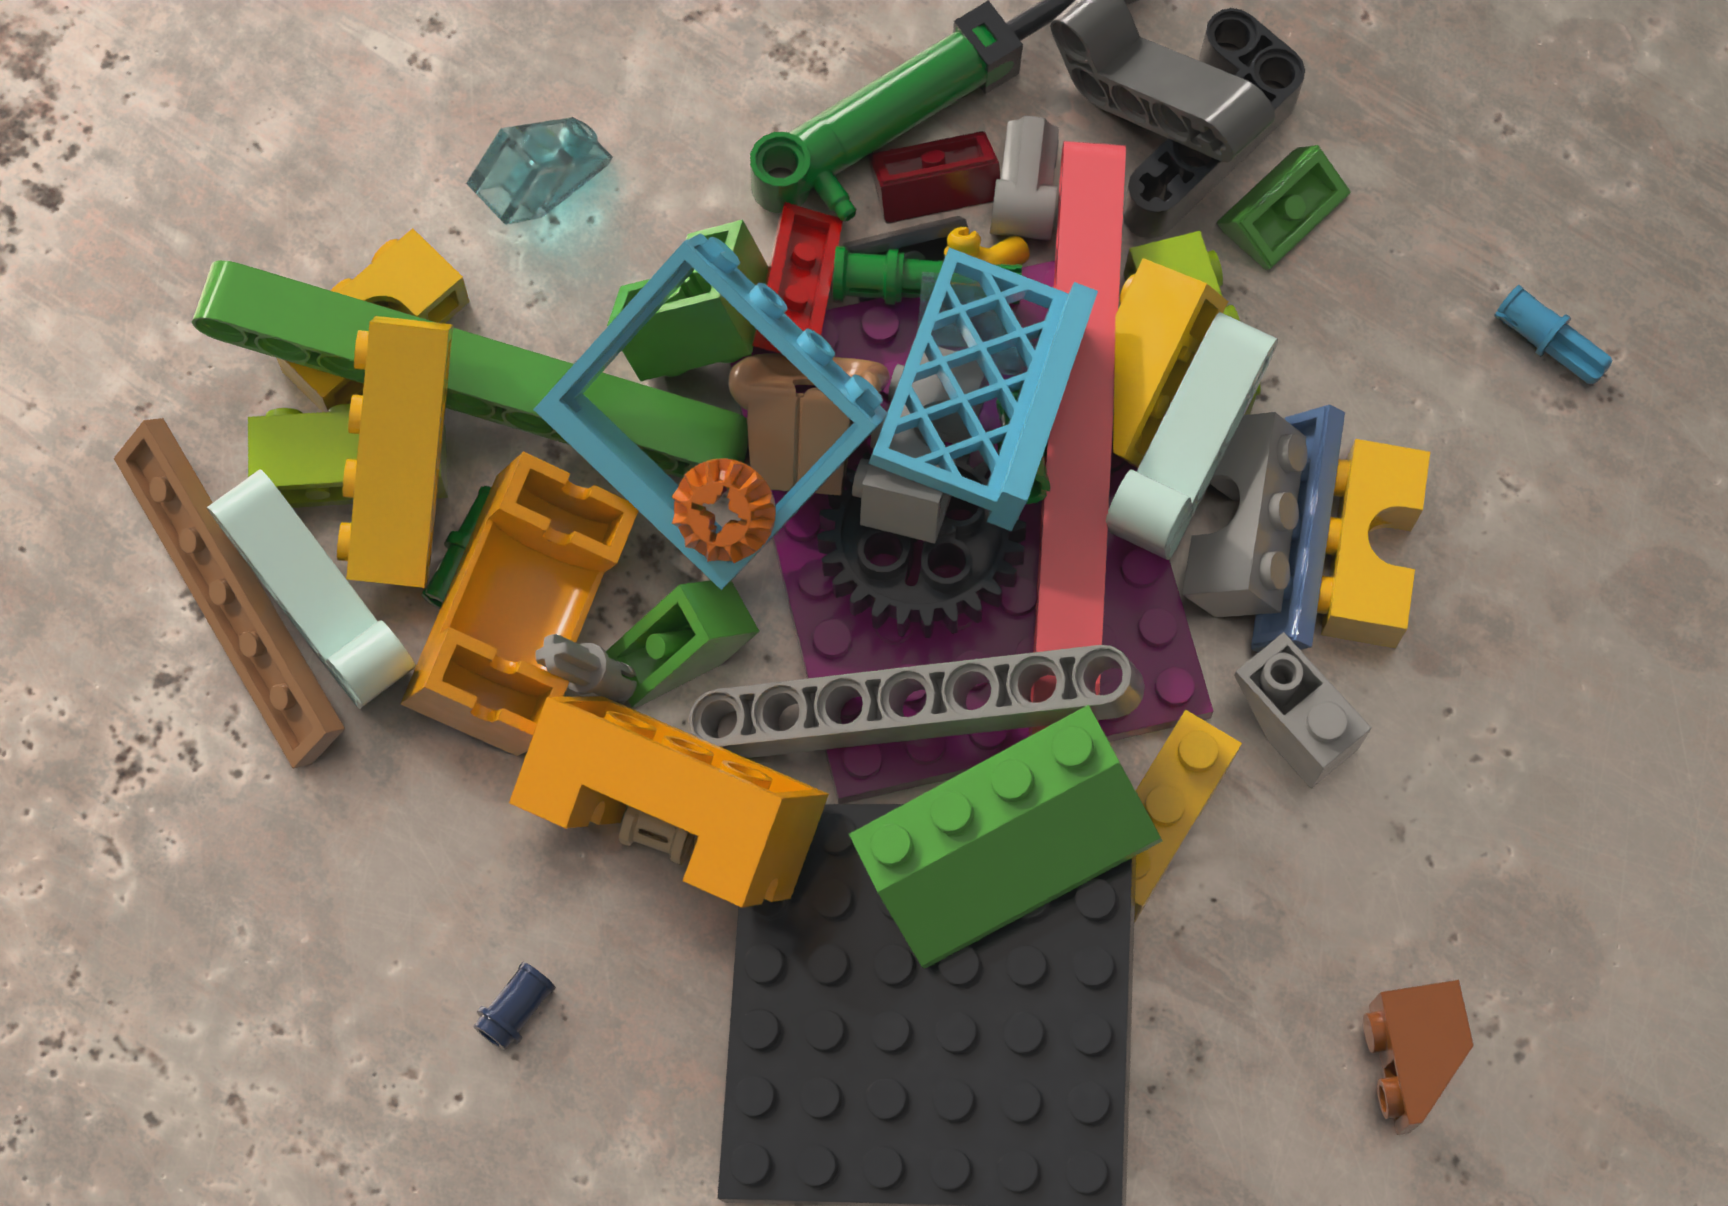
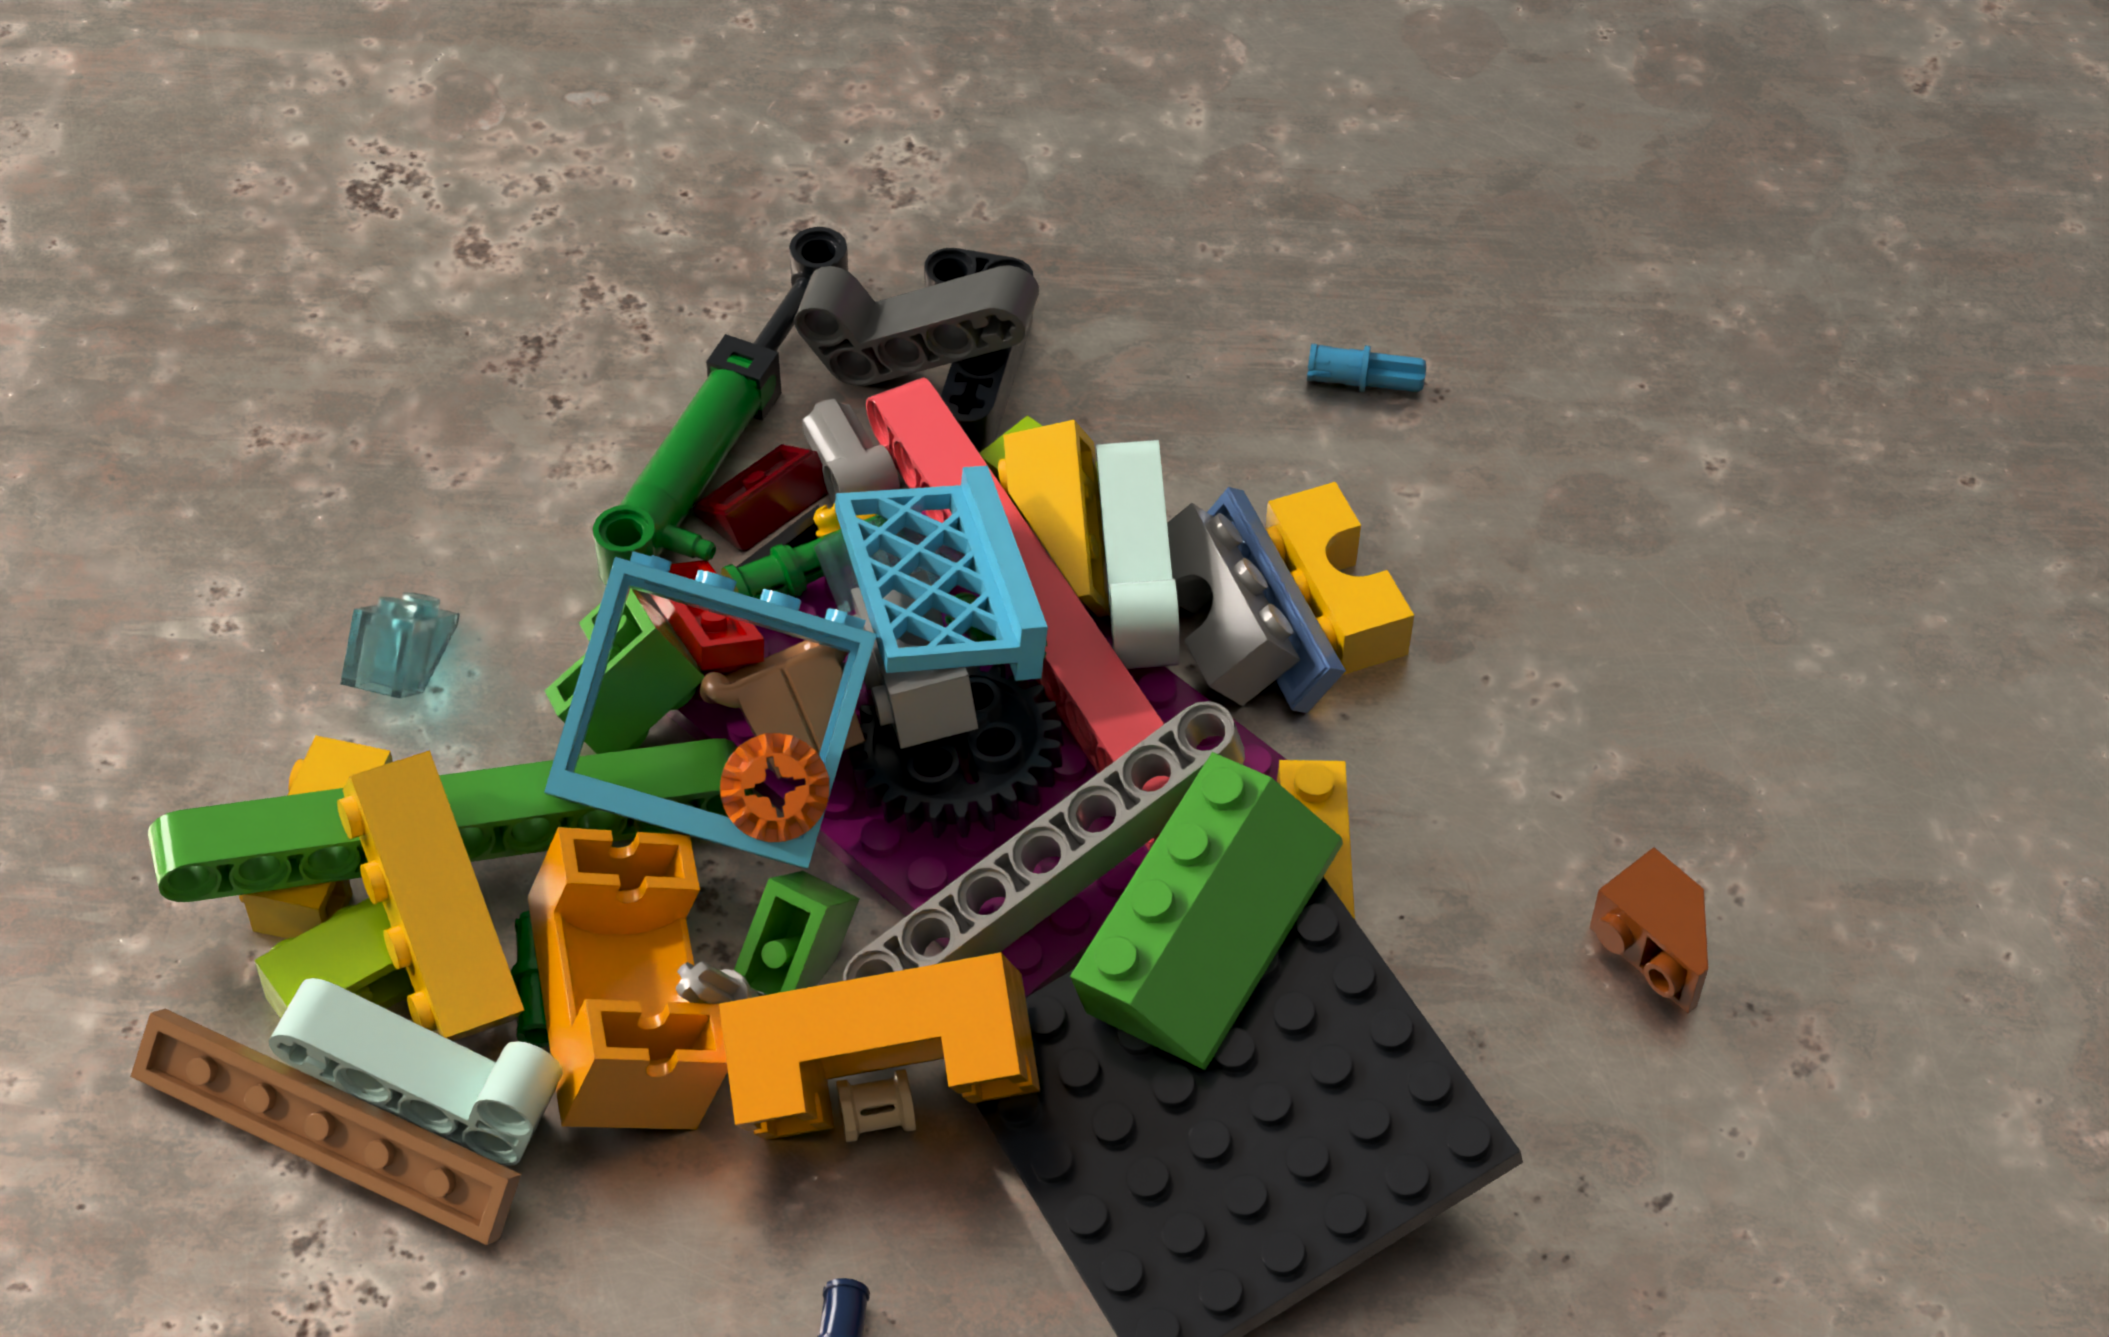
camera: 30 degrees left, 20 degrees down
(1285, 205) = (1078, 379): bright green slope -> none
(1300, 710) = (1373, 724): light grey slope -> none

